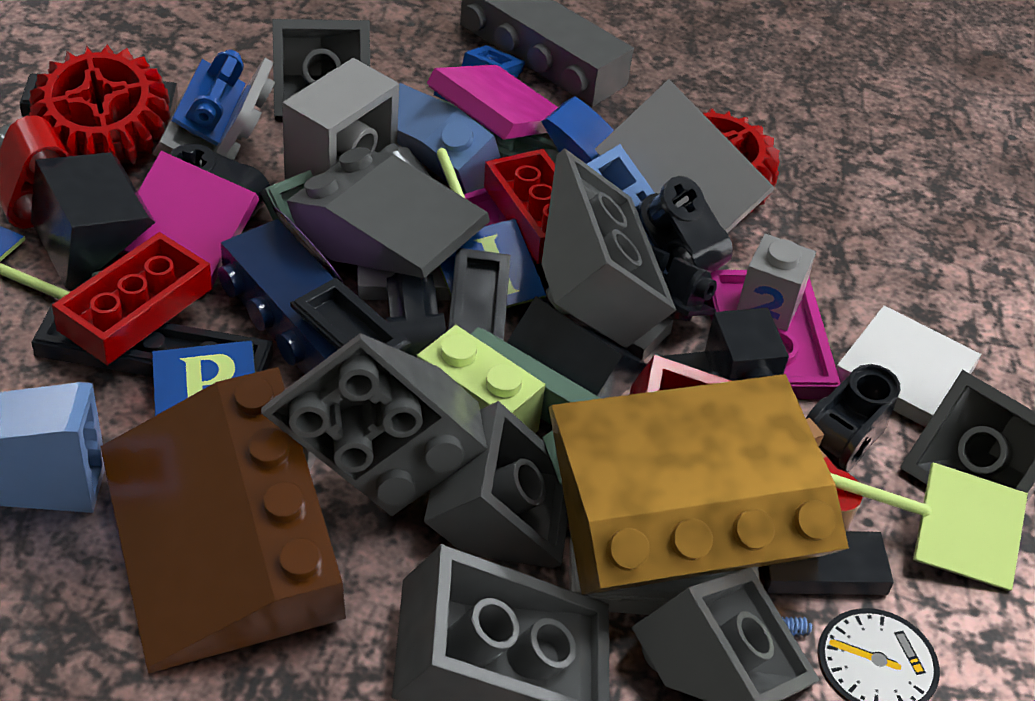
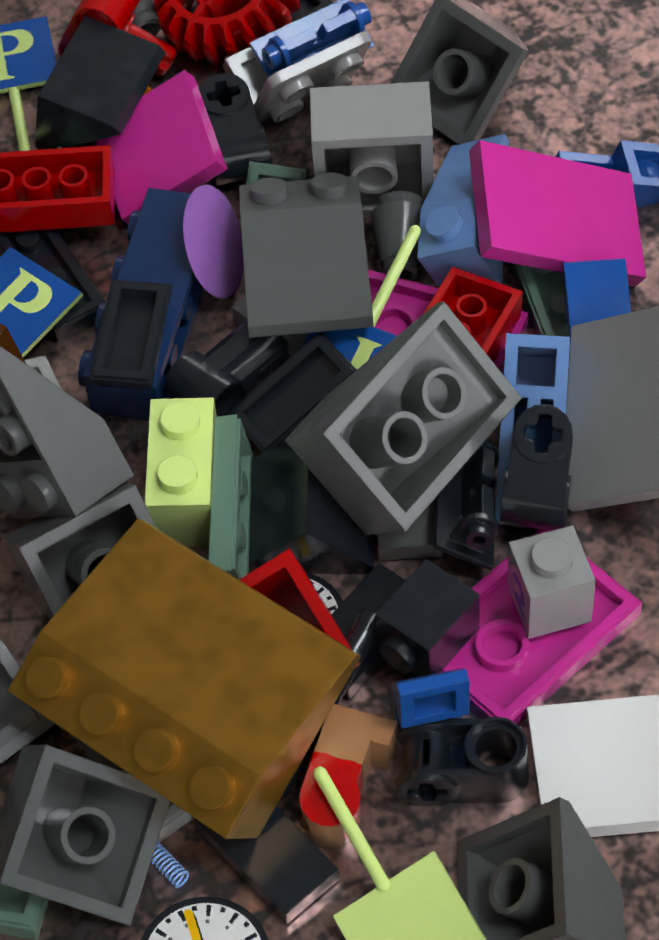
camera: 60 degrees right, 10 degrees up
(821, 376) = (430, 698): none -> blue slope

